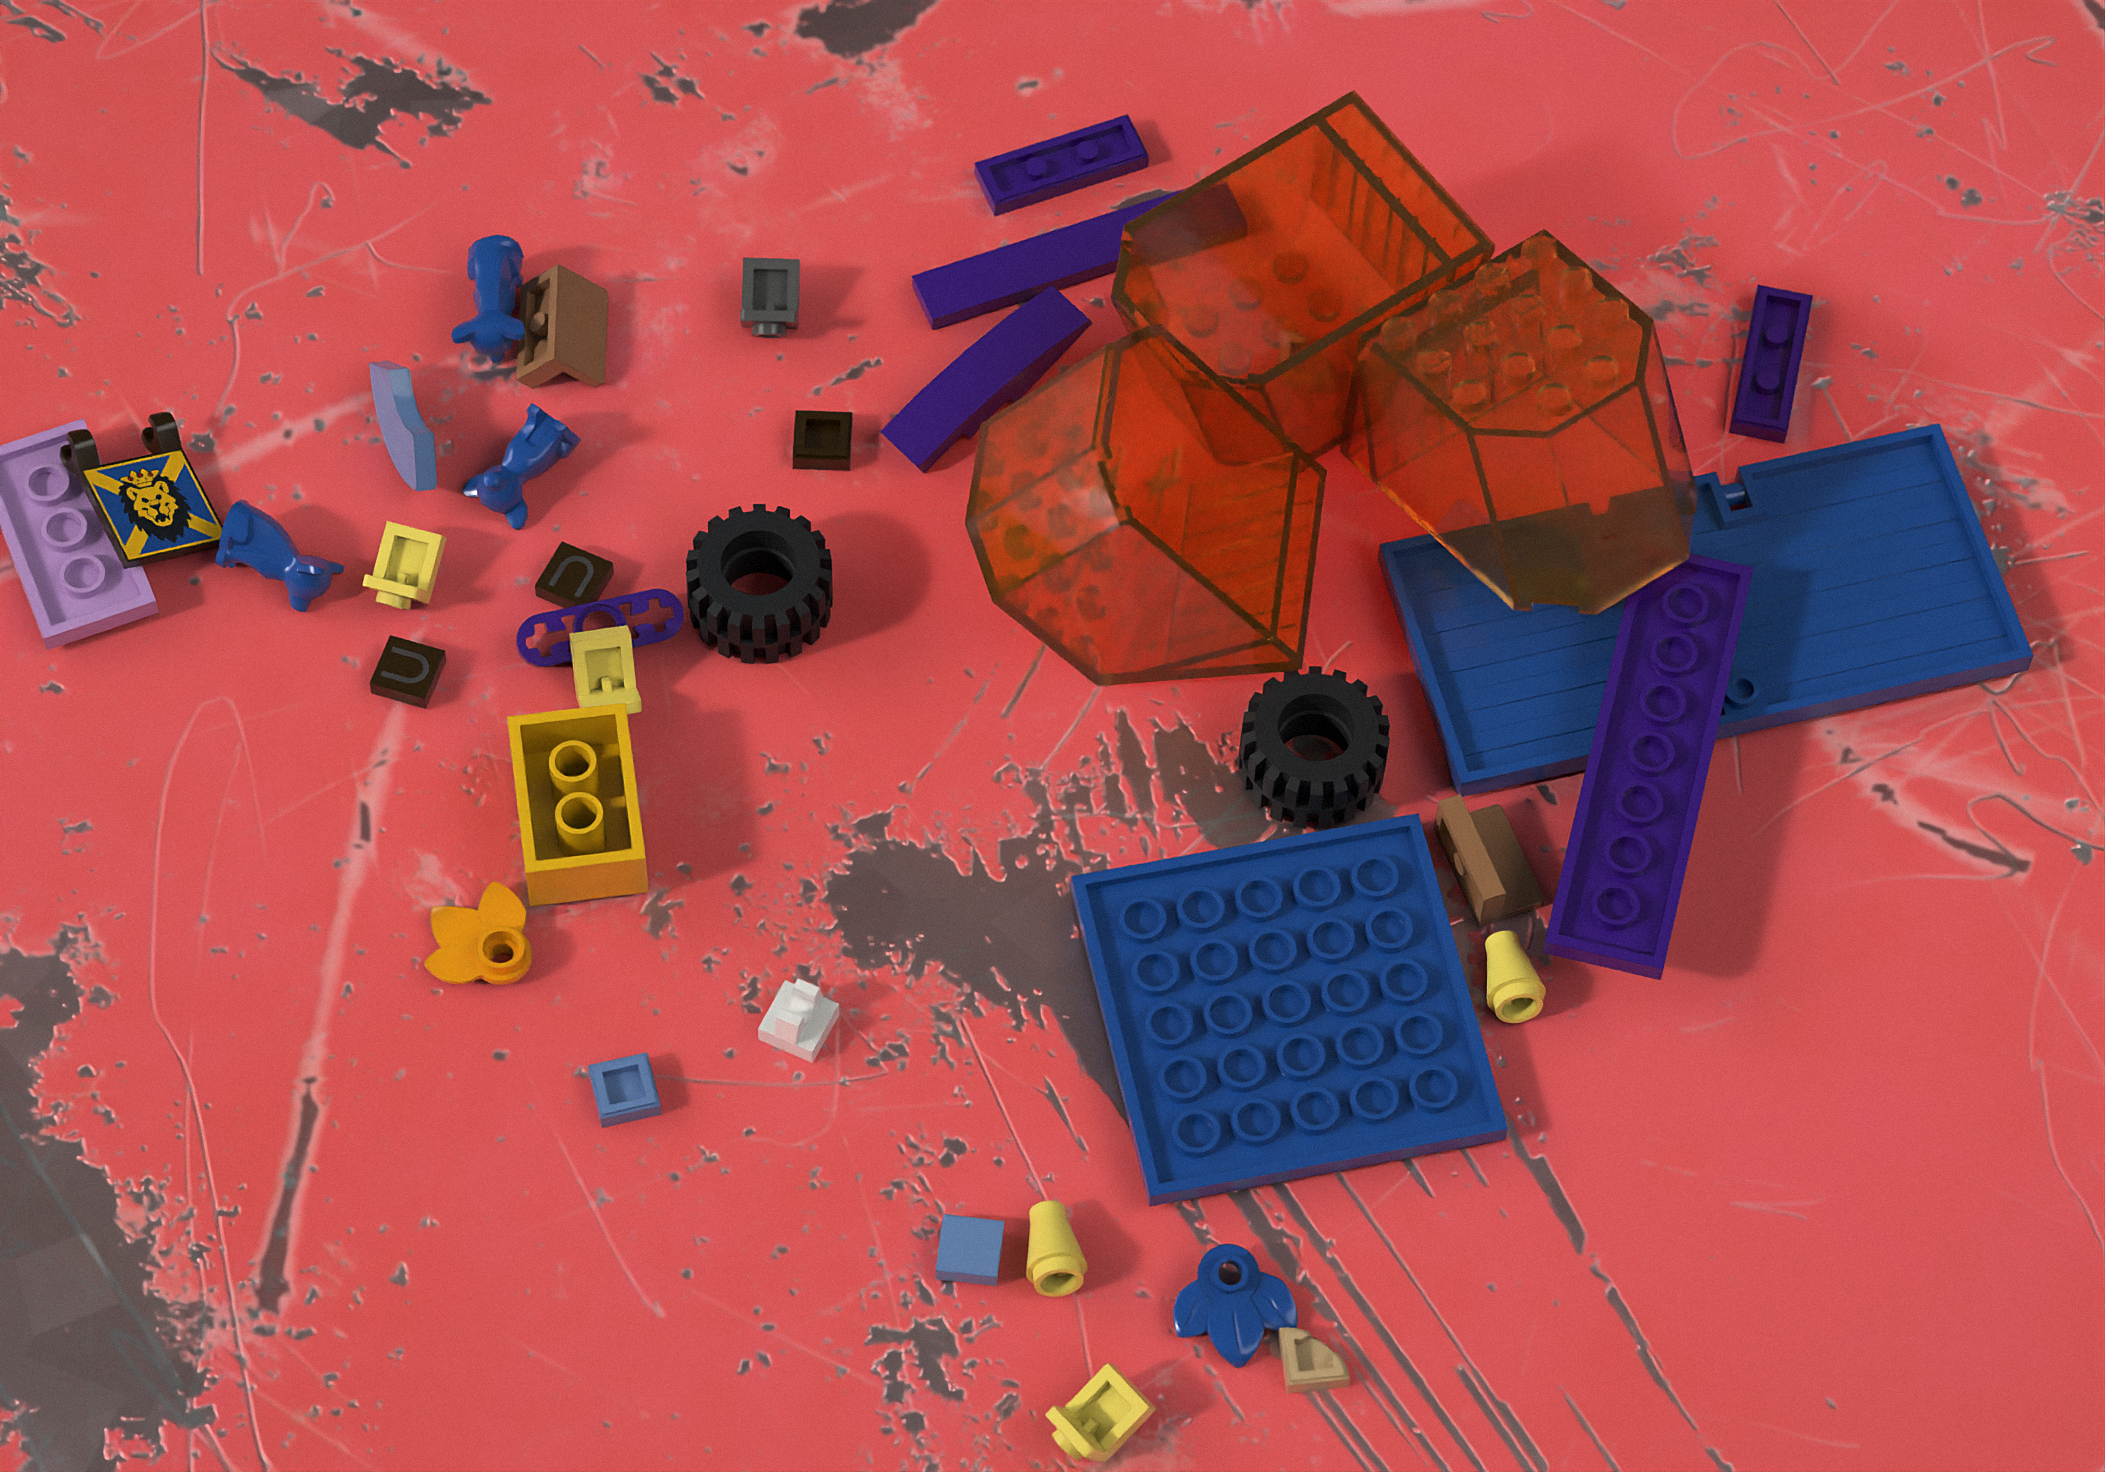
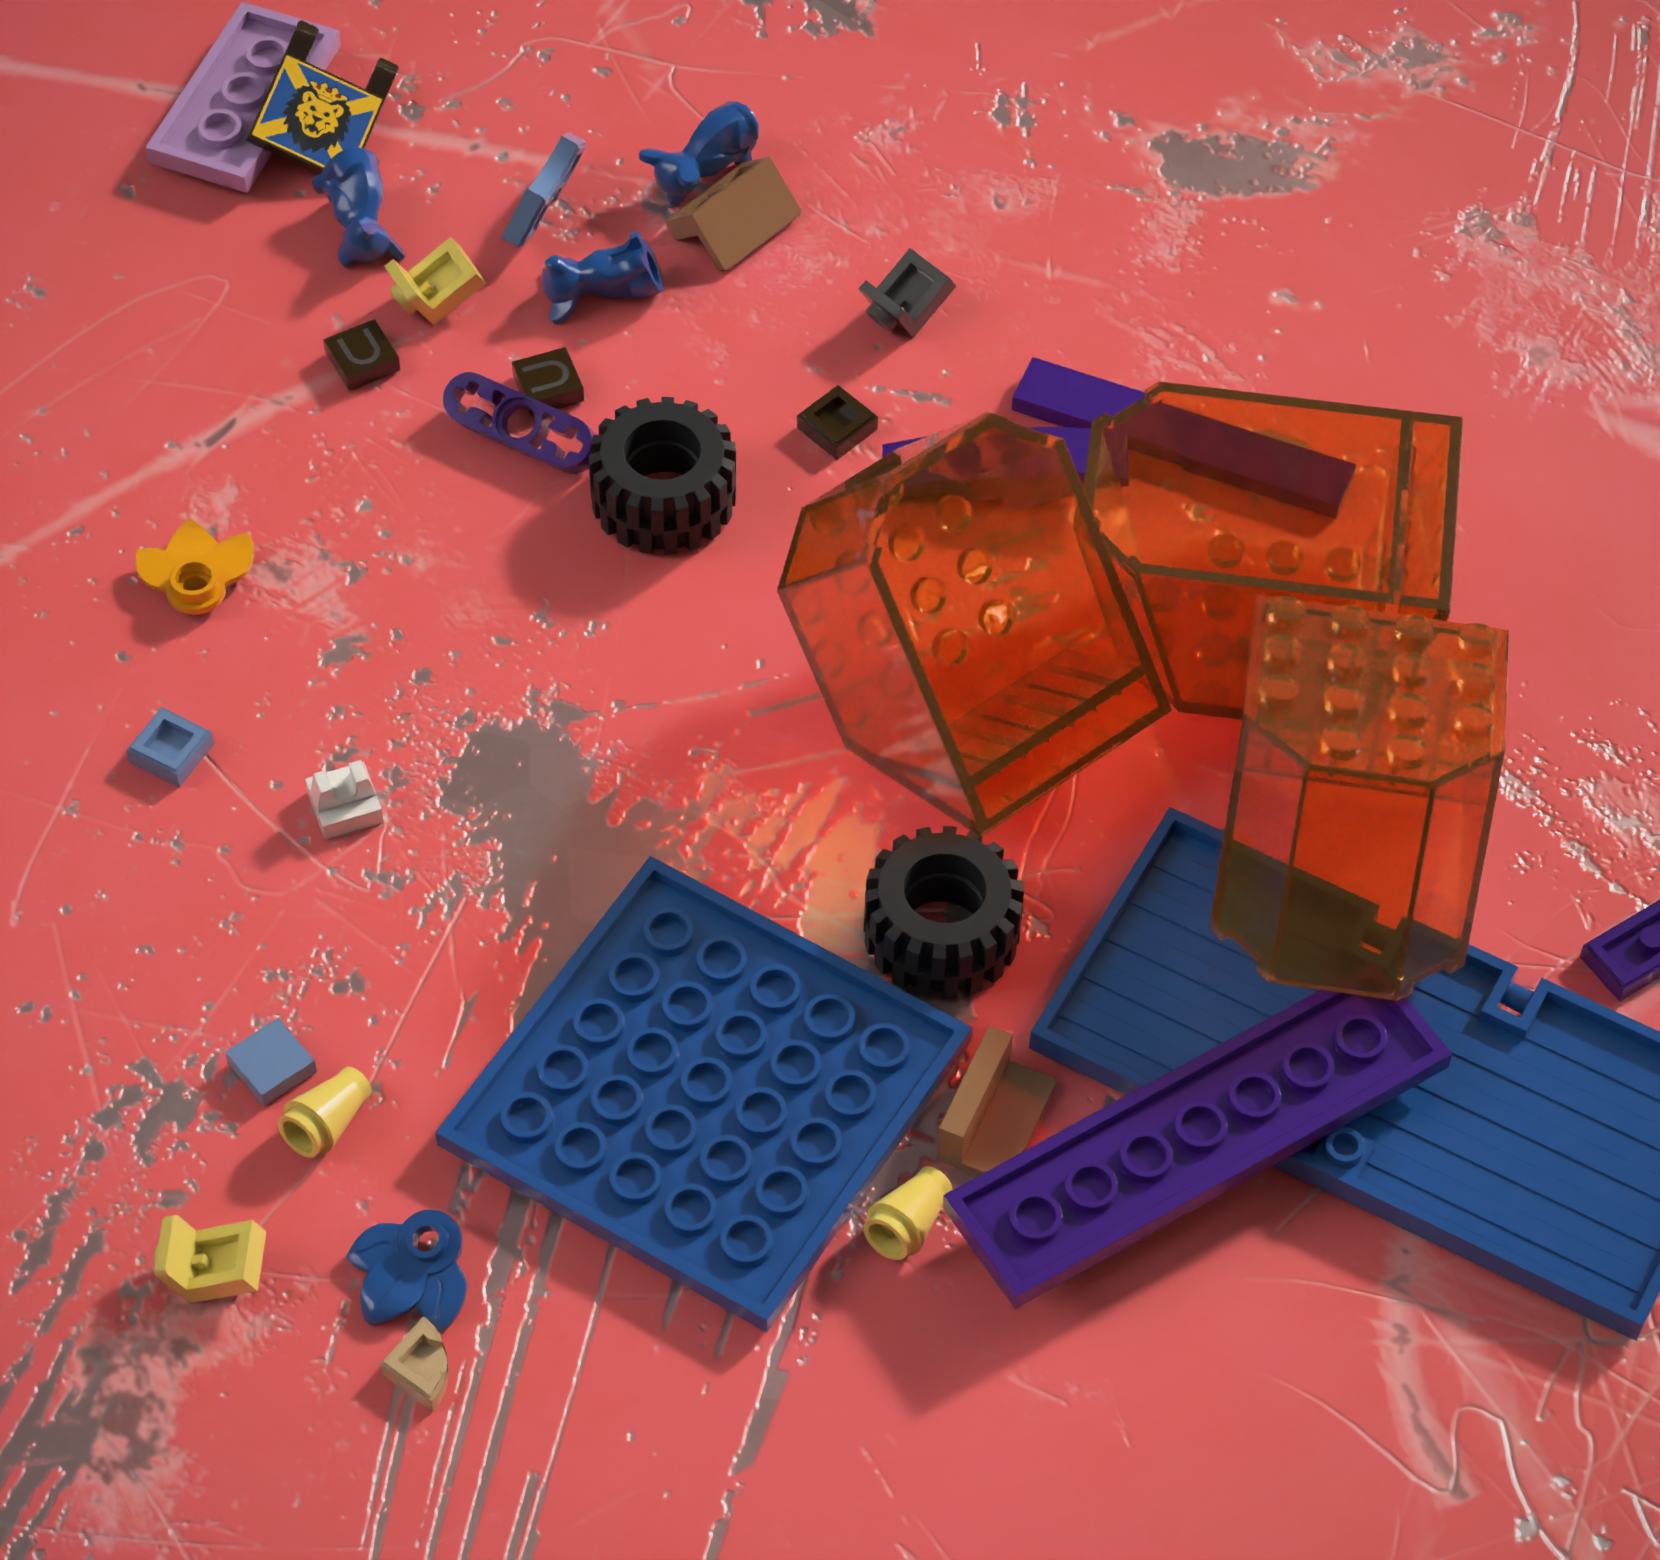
camera: 45 degrees right, 5 degrees down
(578, 804) = (354, 521): yellow brick -> none
(605, 668) = (483, 452): light yellow bracket -> none
(1061, 165) = (1238, 362): dark purple tile -> none

